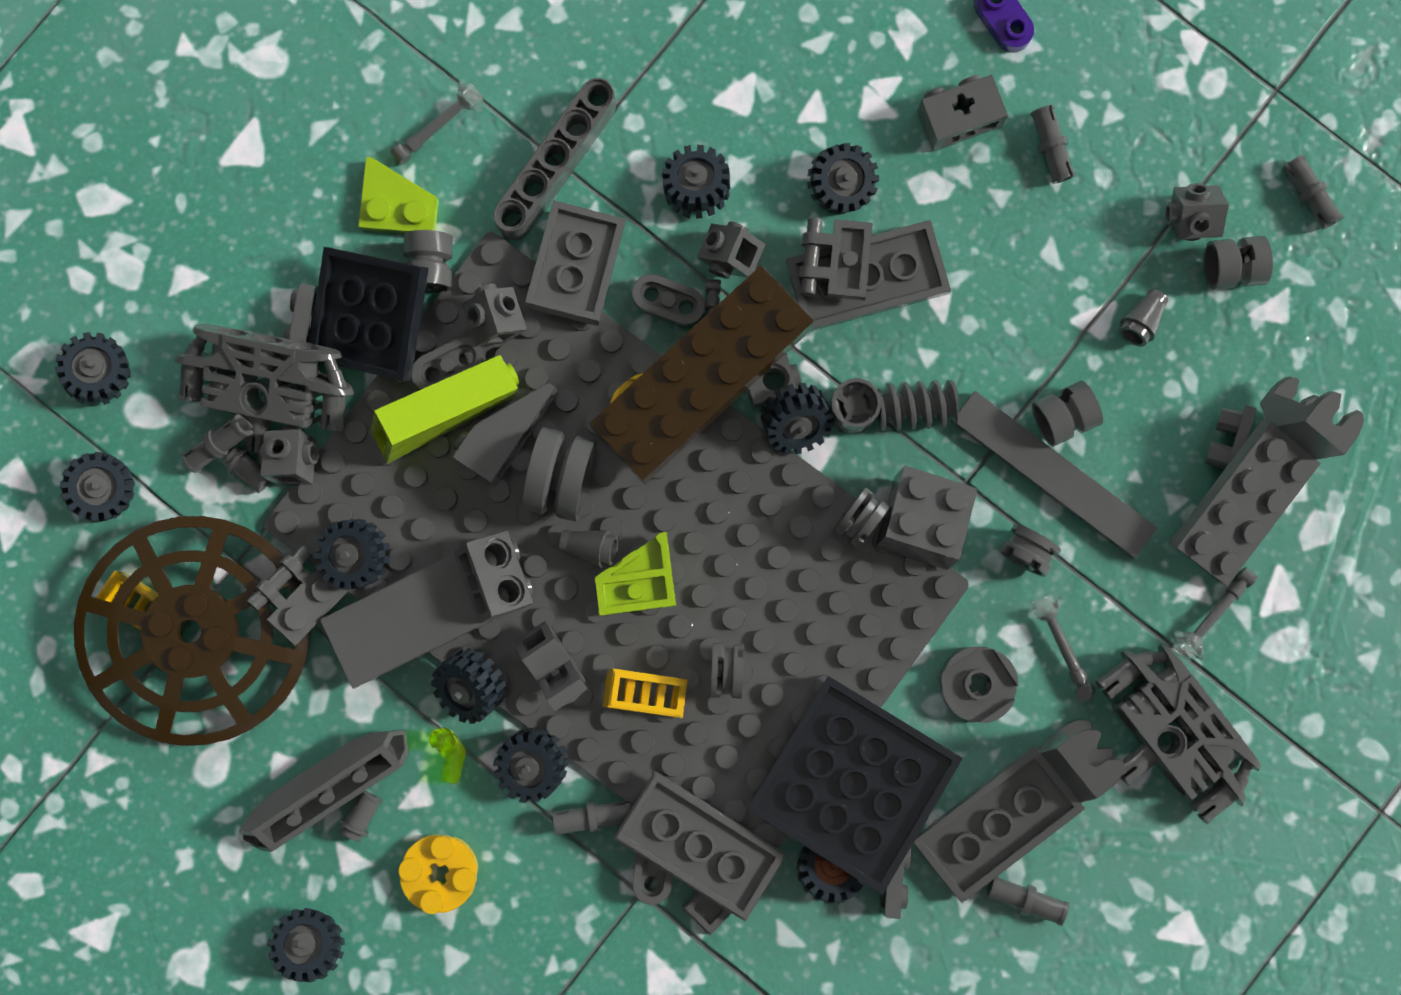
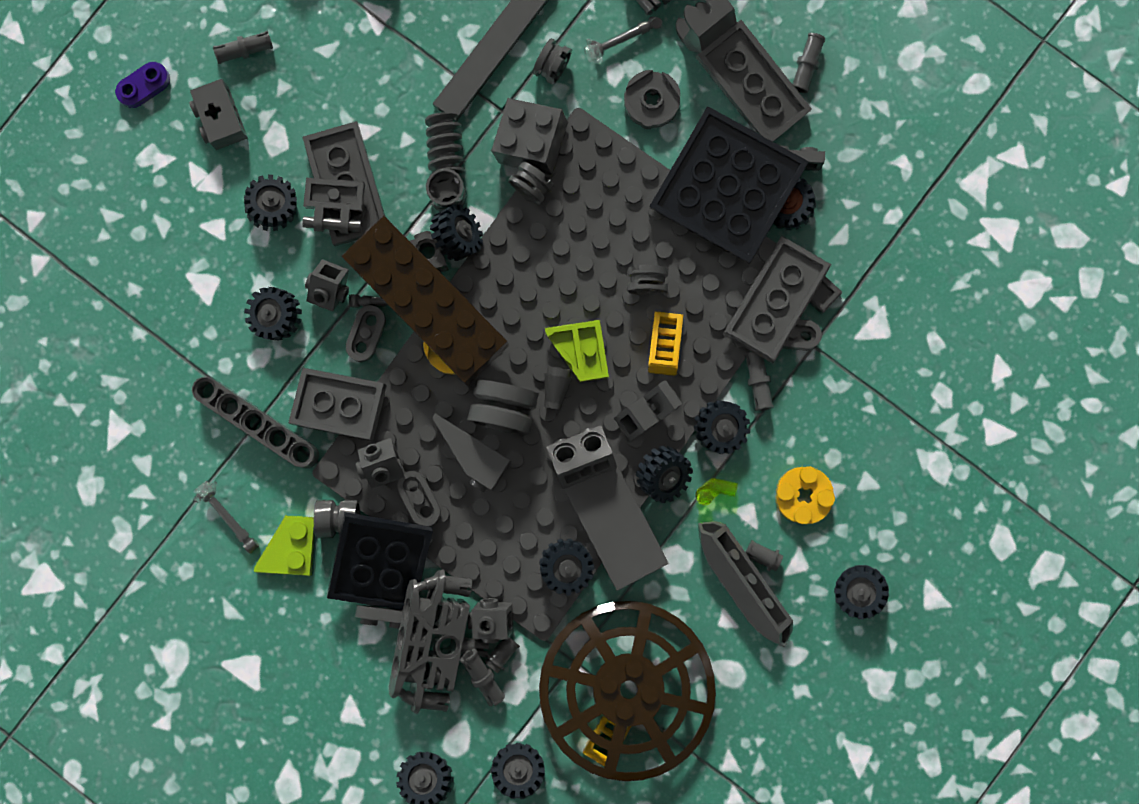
camera: 90 degrees left, 0 degrees up
(304, 606) = (605, 603): dark grey plate -> none
(442, 407) = (452, 501): lime slope -> none
(1071, 411) = (447, 32): dark grey wheel -> none

